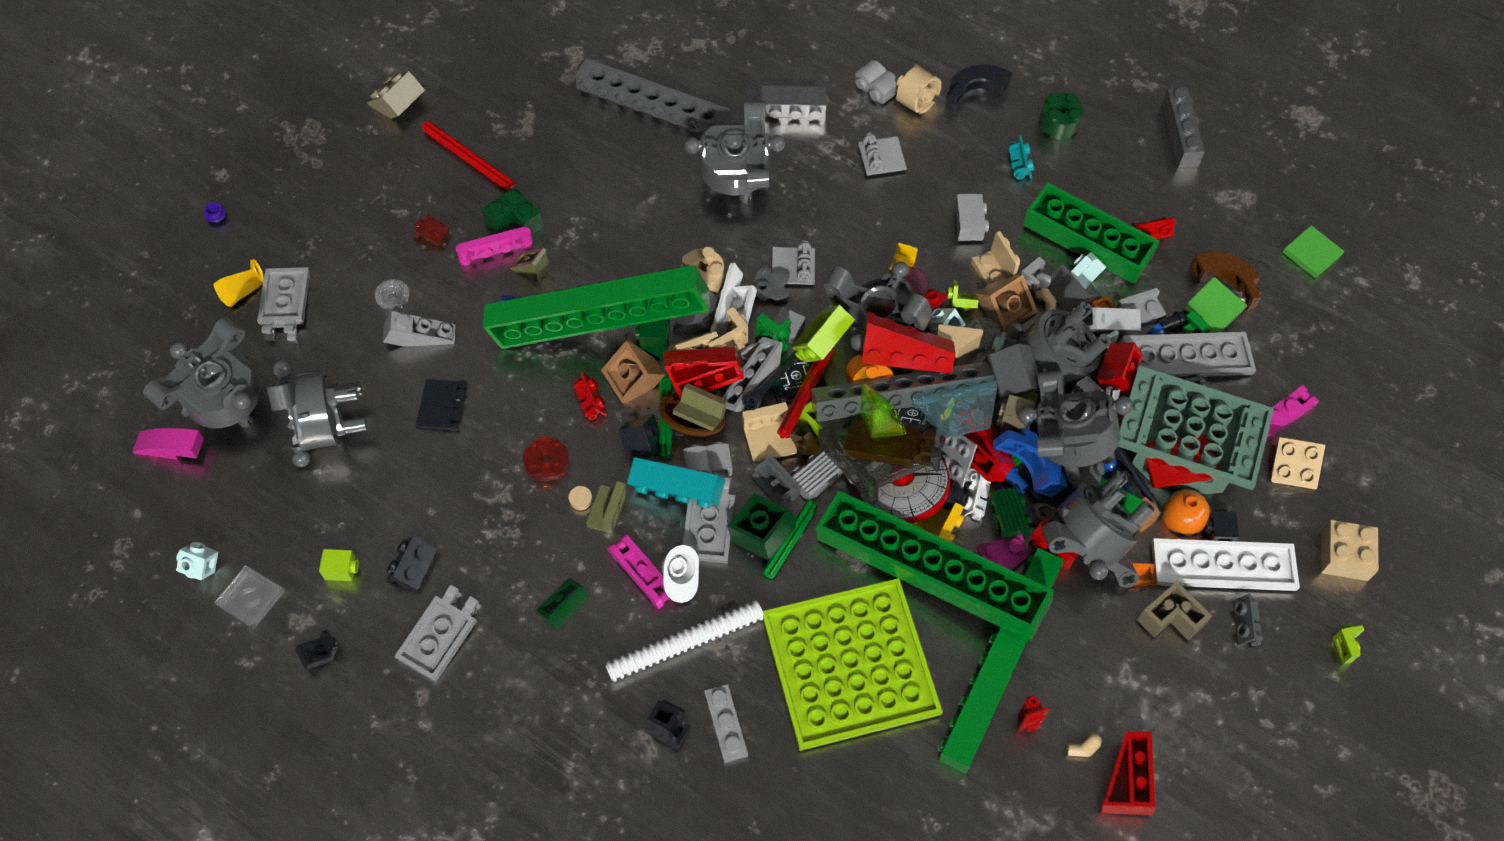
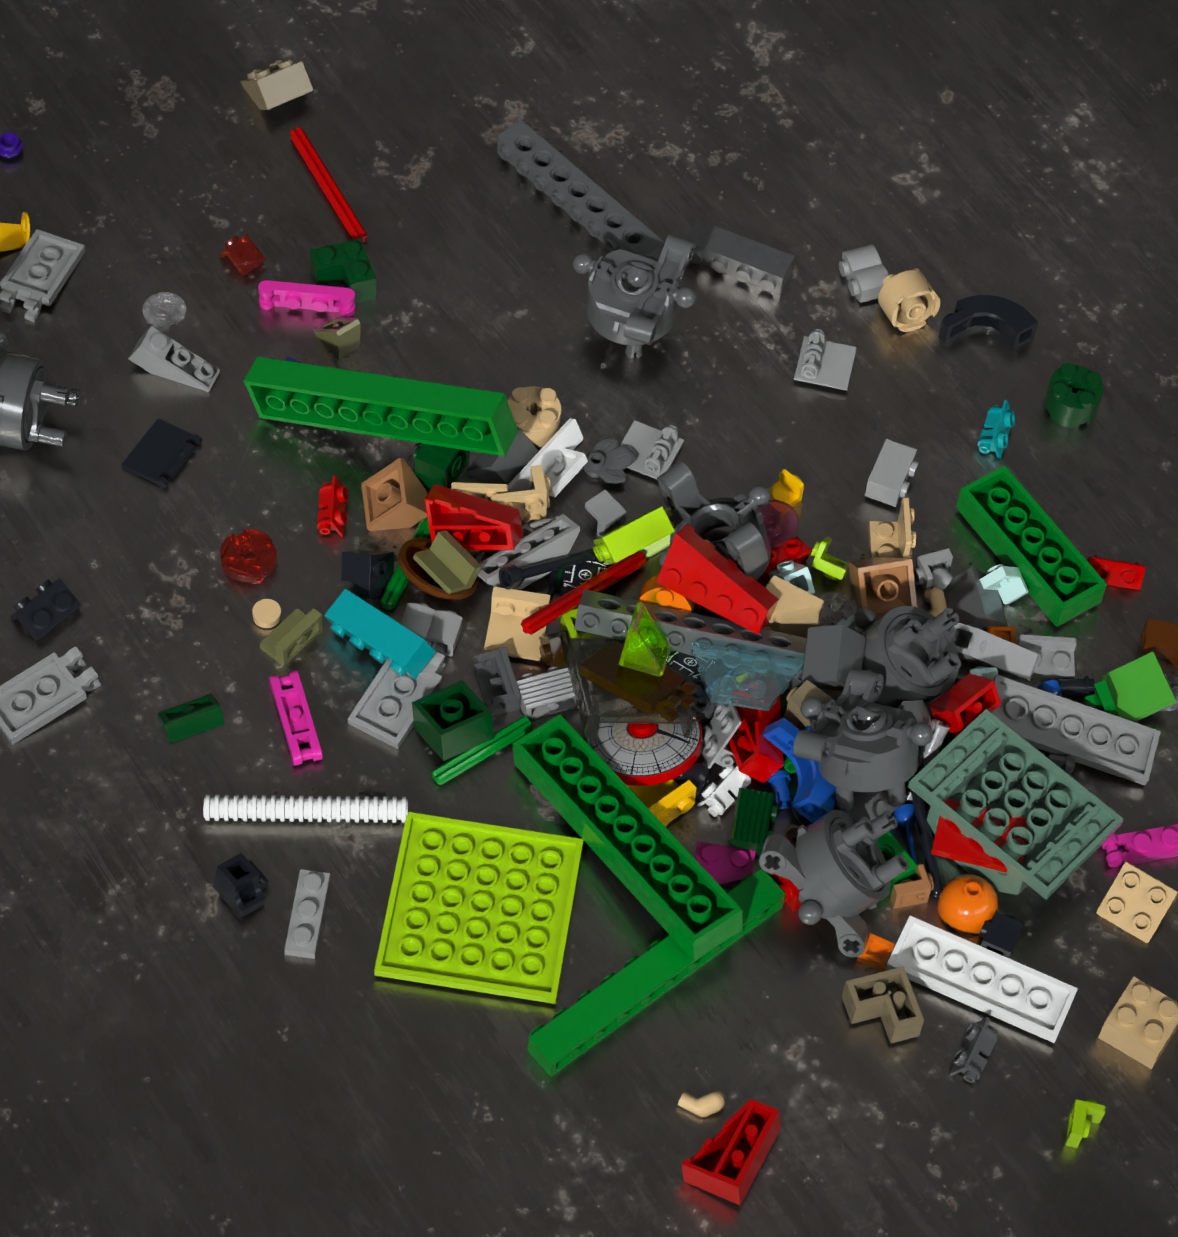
camera: 20 degrees right, 5 degrees down
(680, 573) = (336, 734): white piece -> none
(769, 328) = (583, 515): green bracket -> none
(1032, 714) = (654, 1041): red hinge -> none

